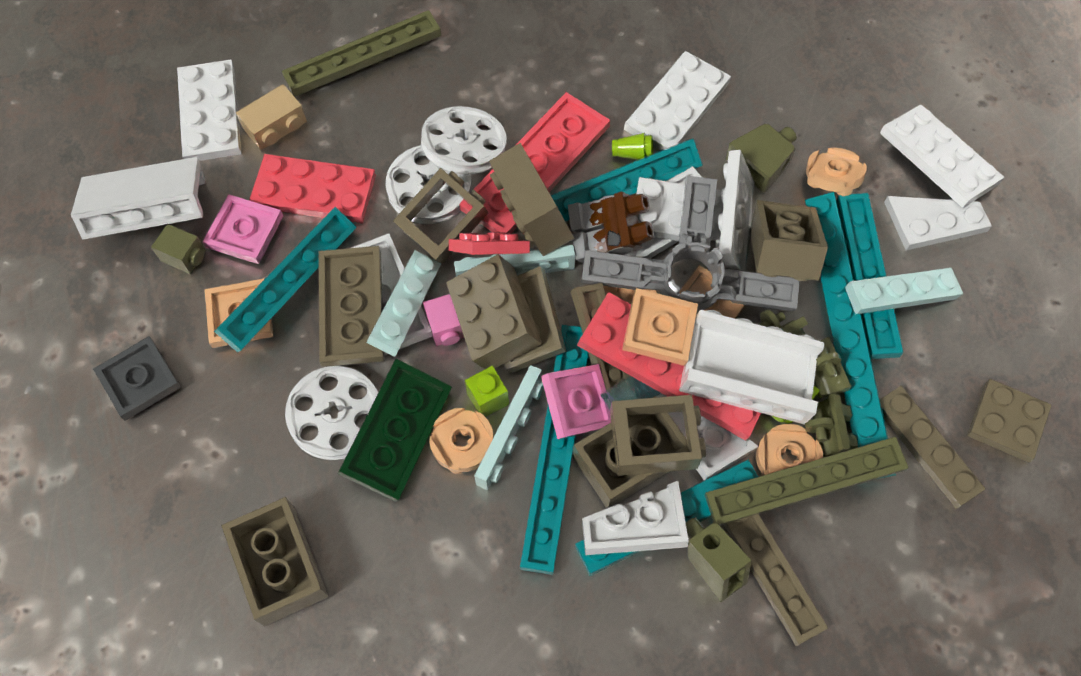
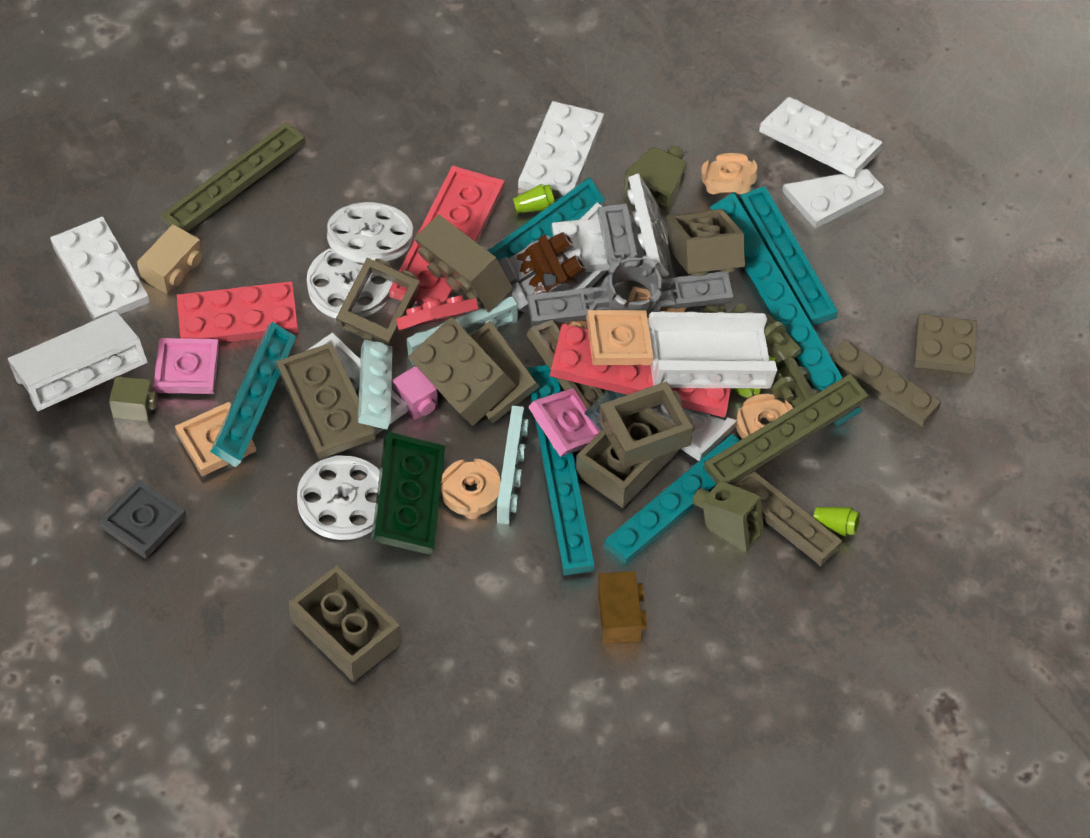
camera: 20 degrees left, 10 degrees down
(487, 391) = (479, 439): lime brick -> none
(563, 631) = (620, 607): none -> pearl gold piece
(642, 525) = (658, 504): white wing -> none
(831, 598) = (838, 519): none -> lime cone
(903, 290) = (822, 260): light aqua plate -> none

